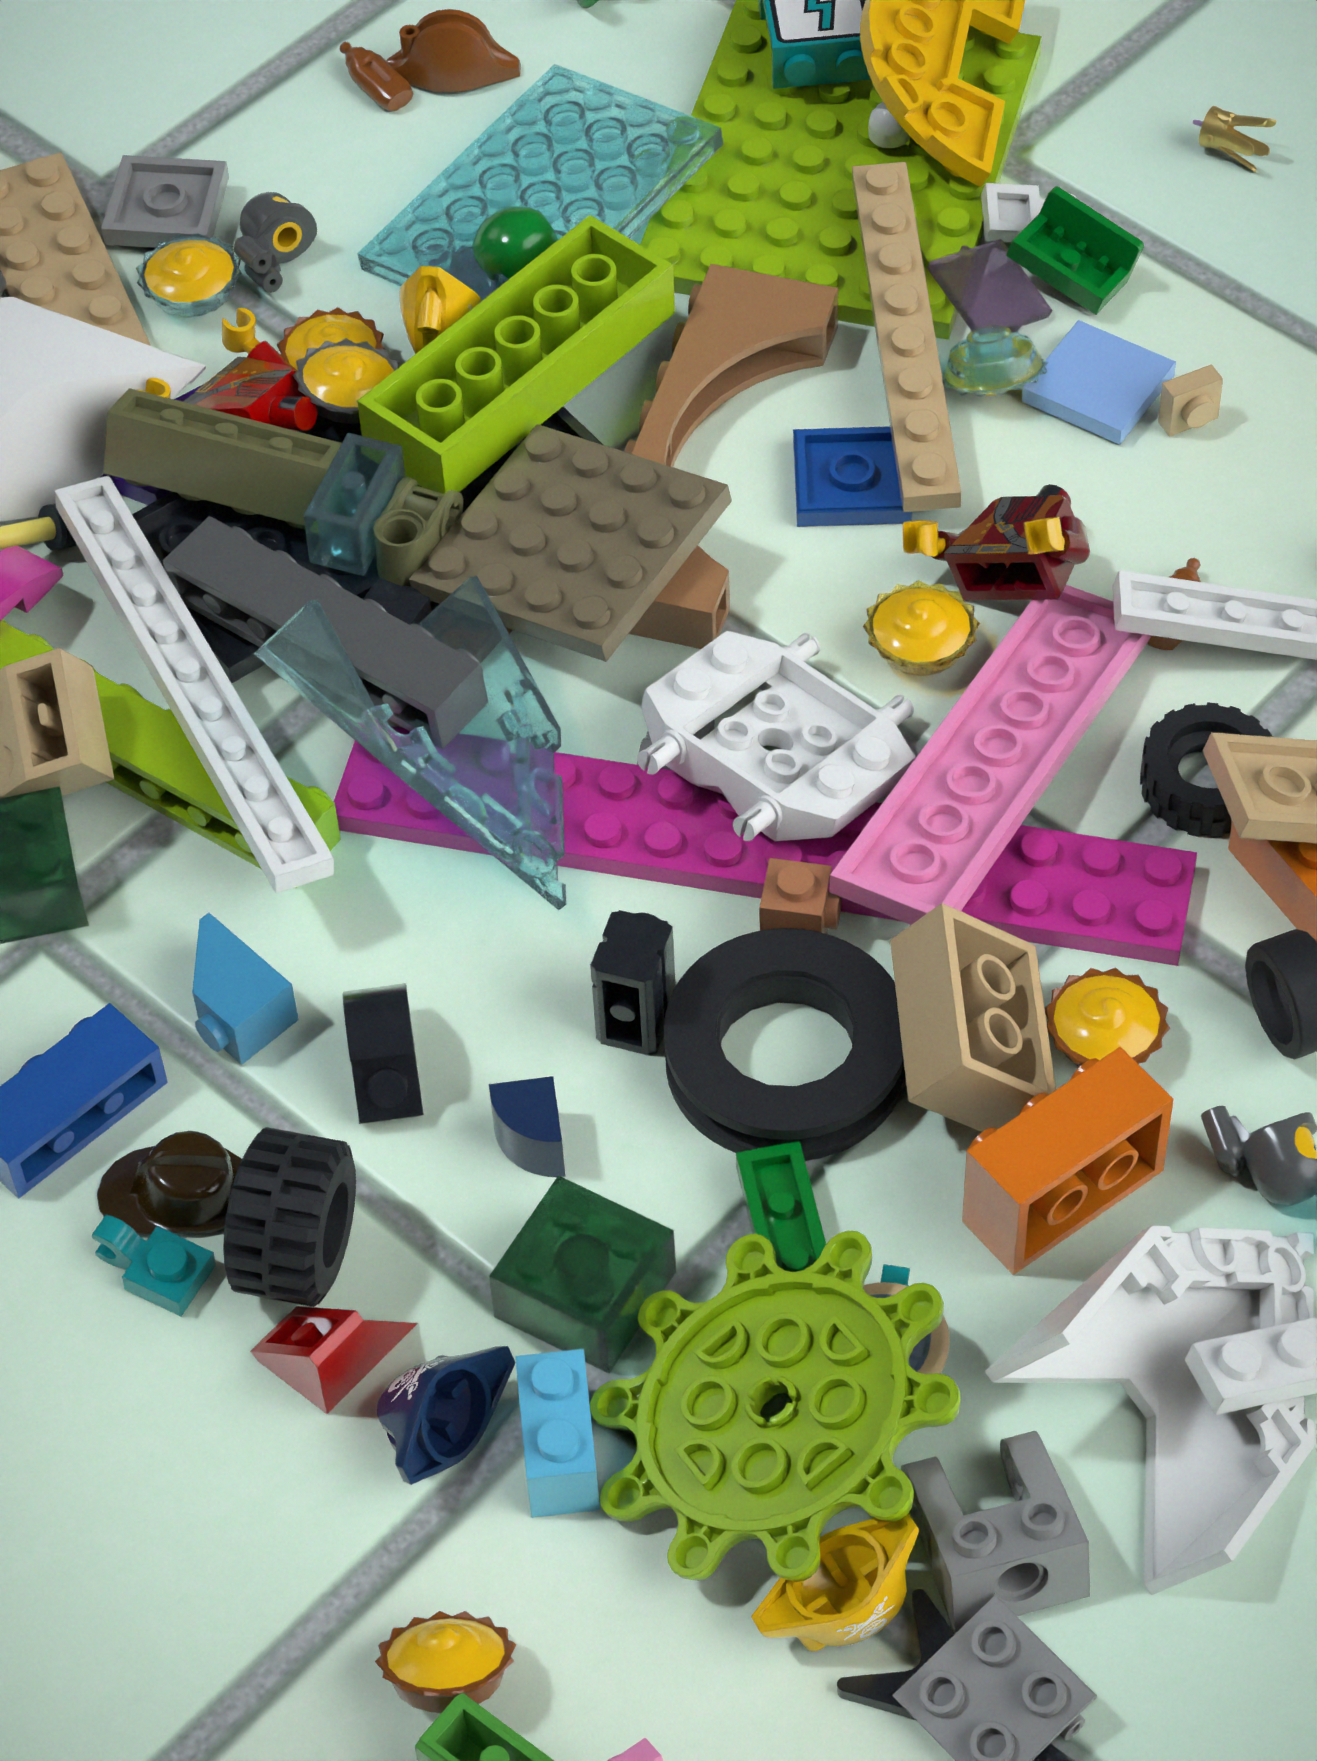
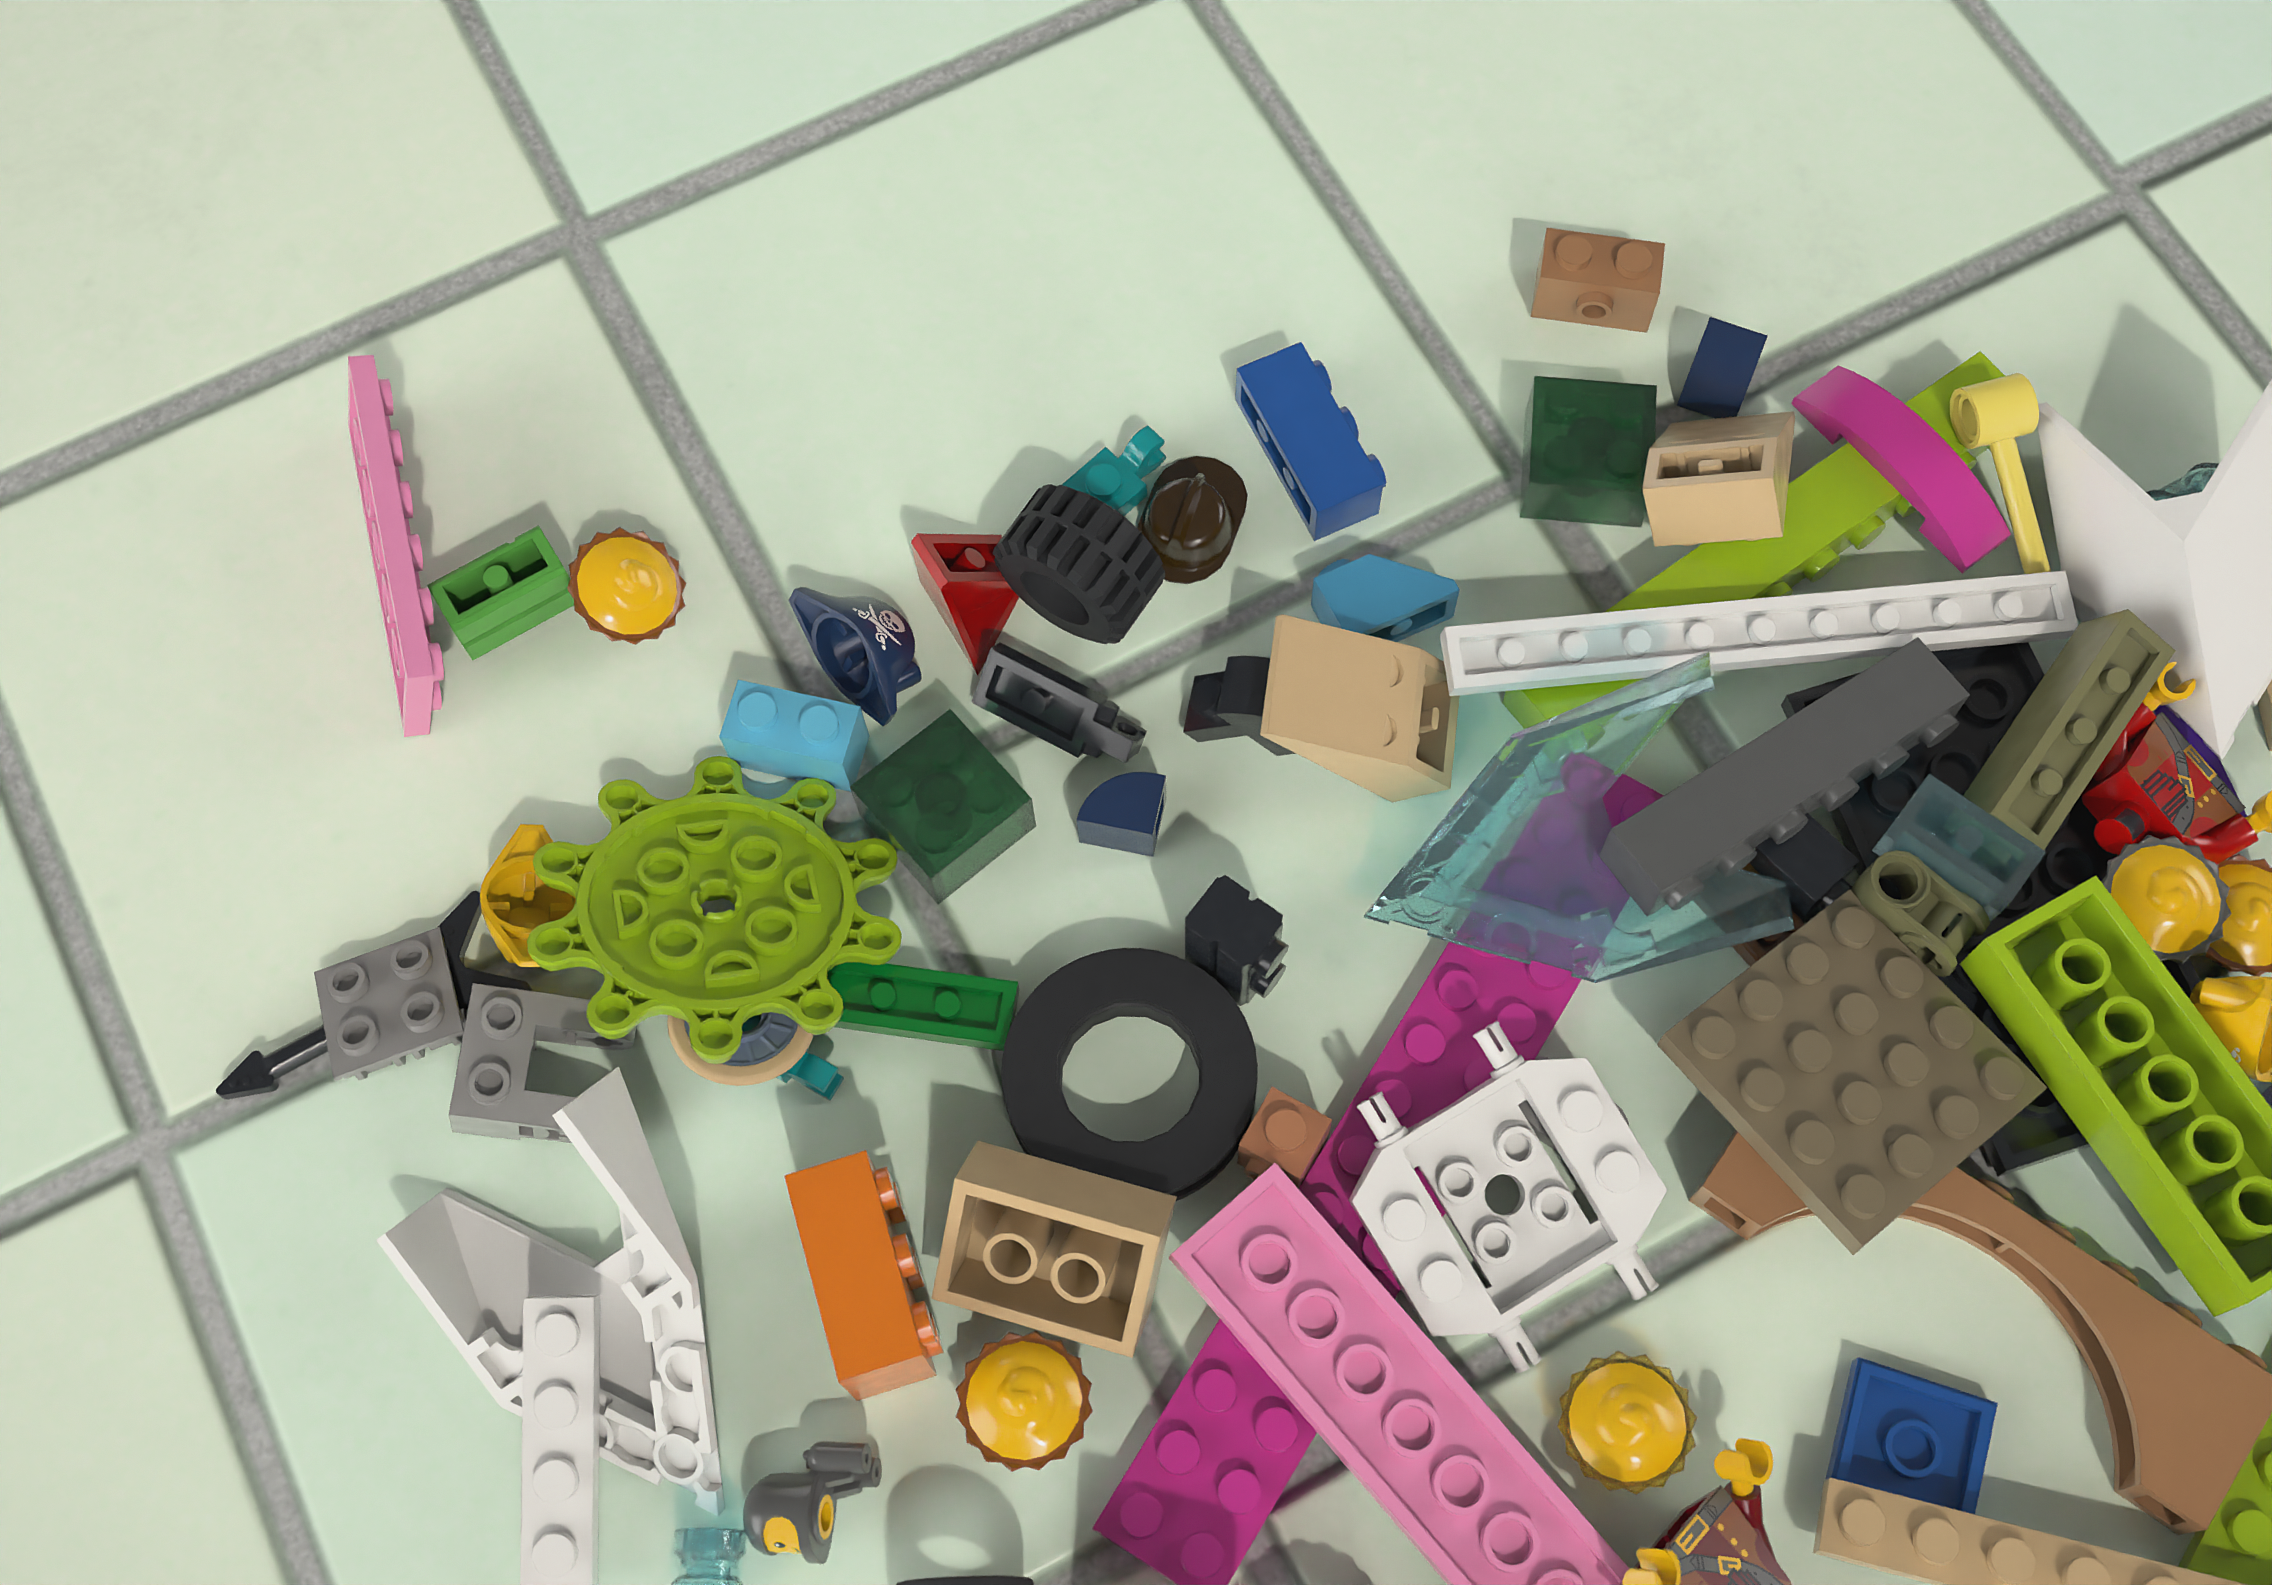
camera: 110 degrees right, 15 degrees up
(367, 938) = (1361, 708): none -> tan slope
(438, 1225) = (1054, 706): none -> black hinge

